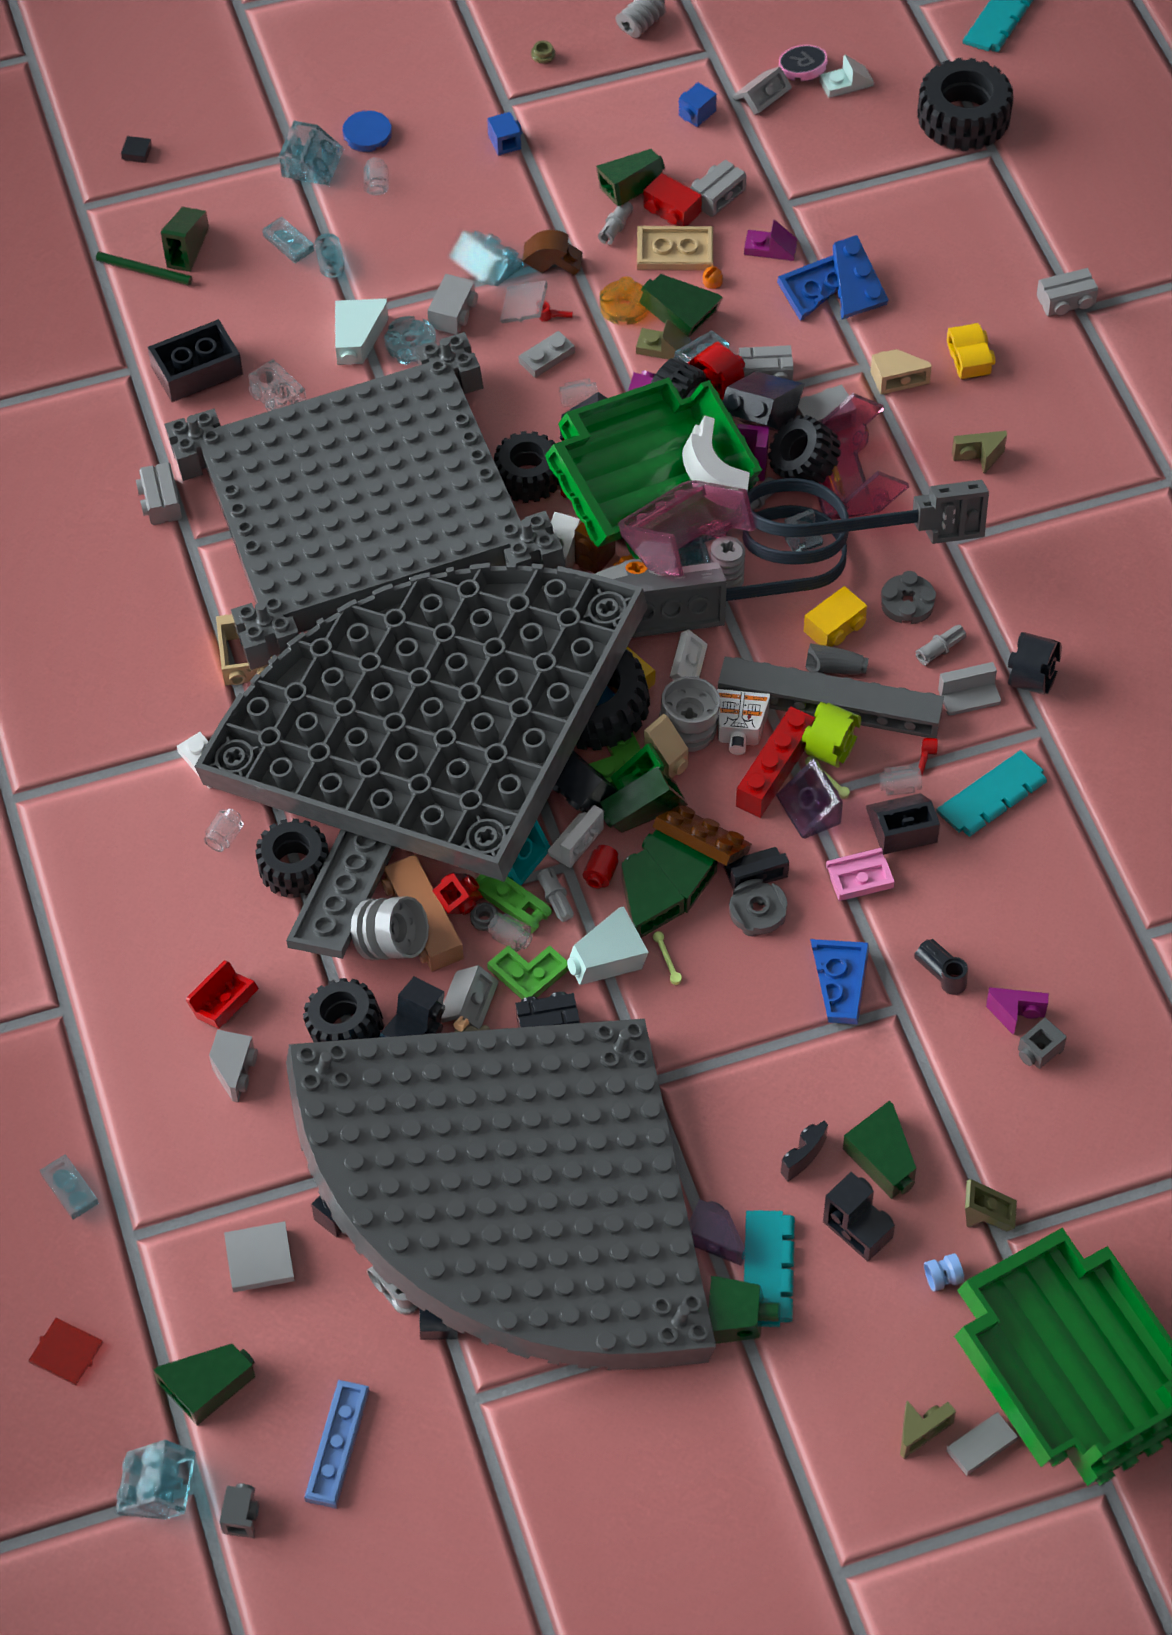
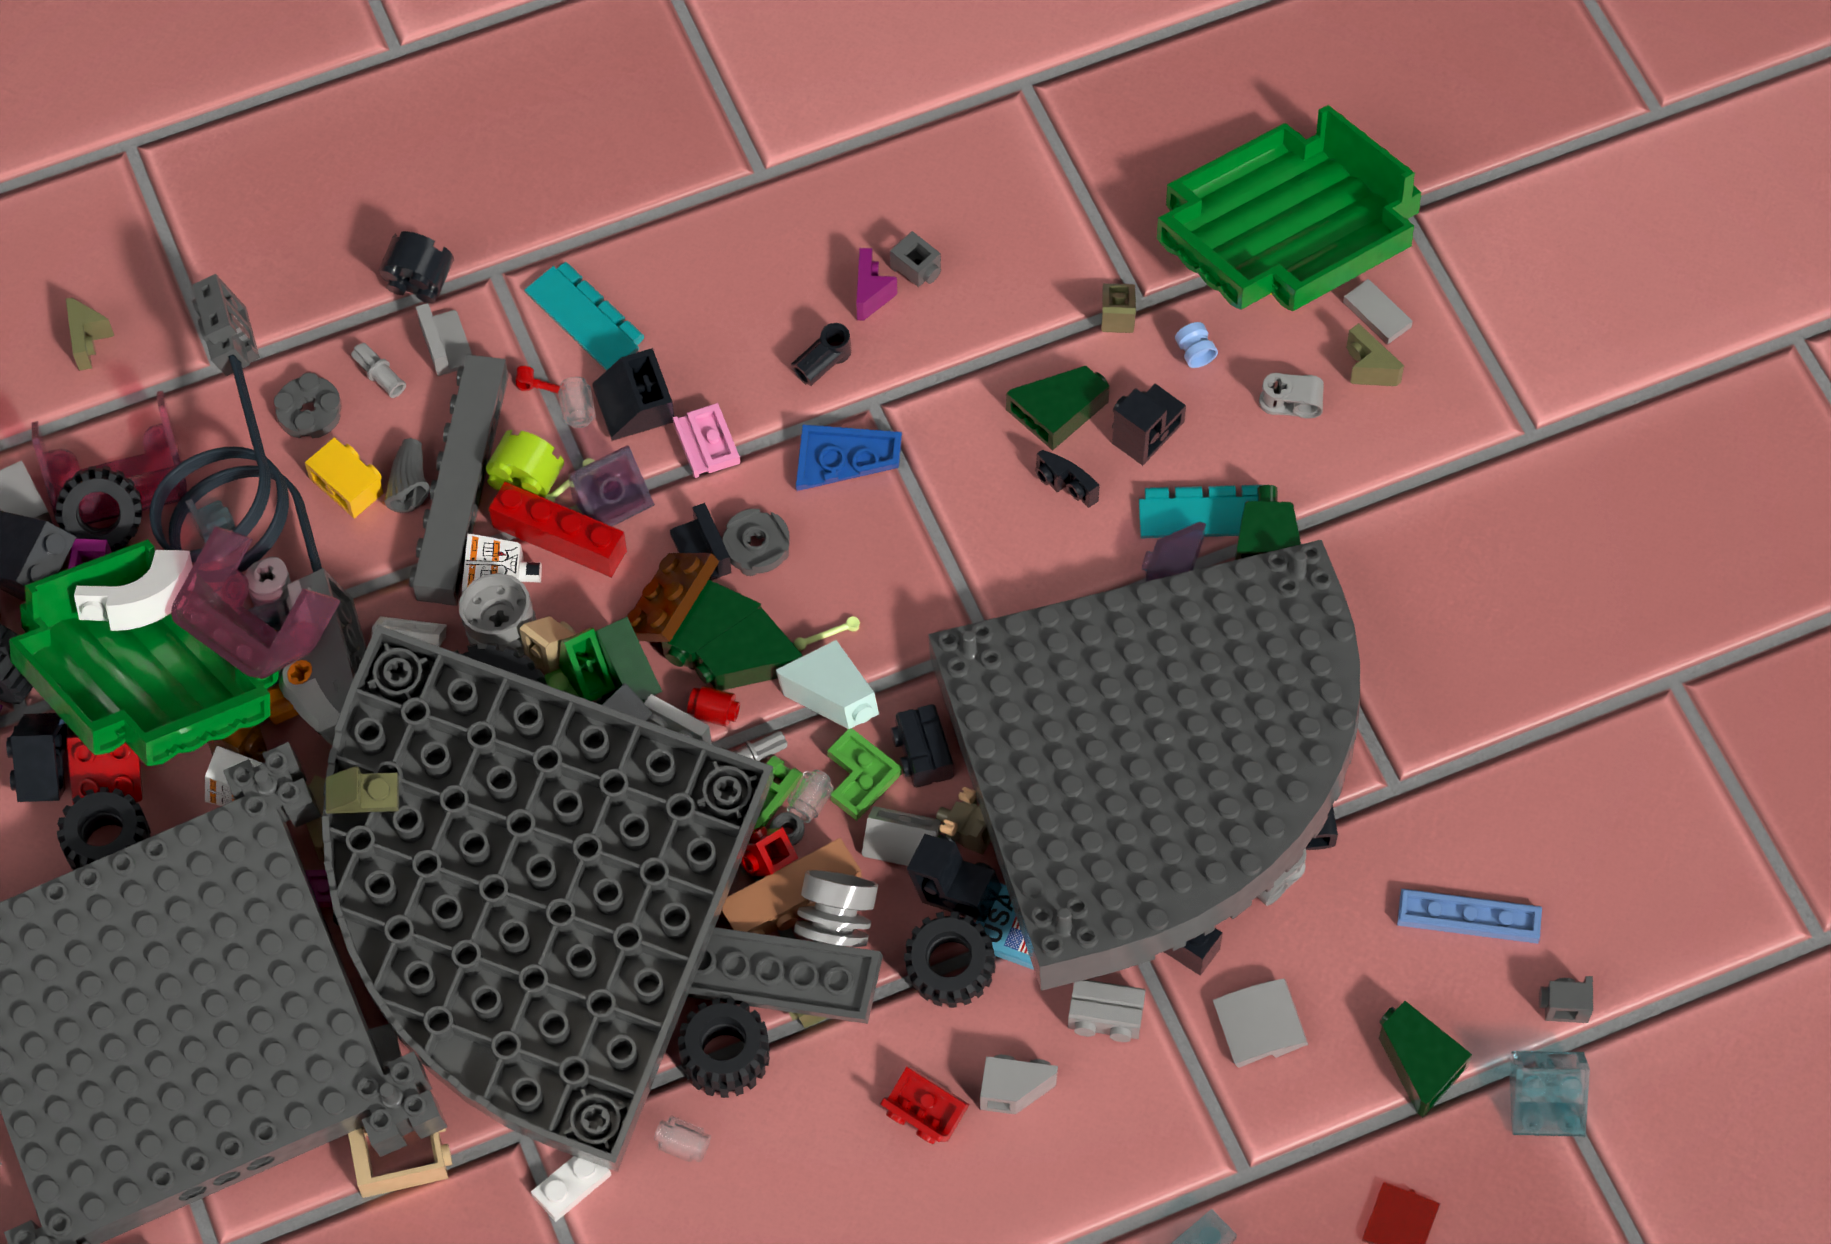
camera: 95 degrees left, 5 degrees up
(281, 1145) = (1106, 1010): none -> light grey brick
(501, 585) = (358, 792): none -> olive slope
(885, 1353) = (1294, 395): none -> light grey piece

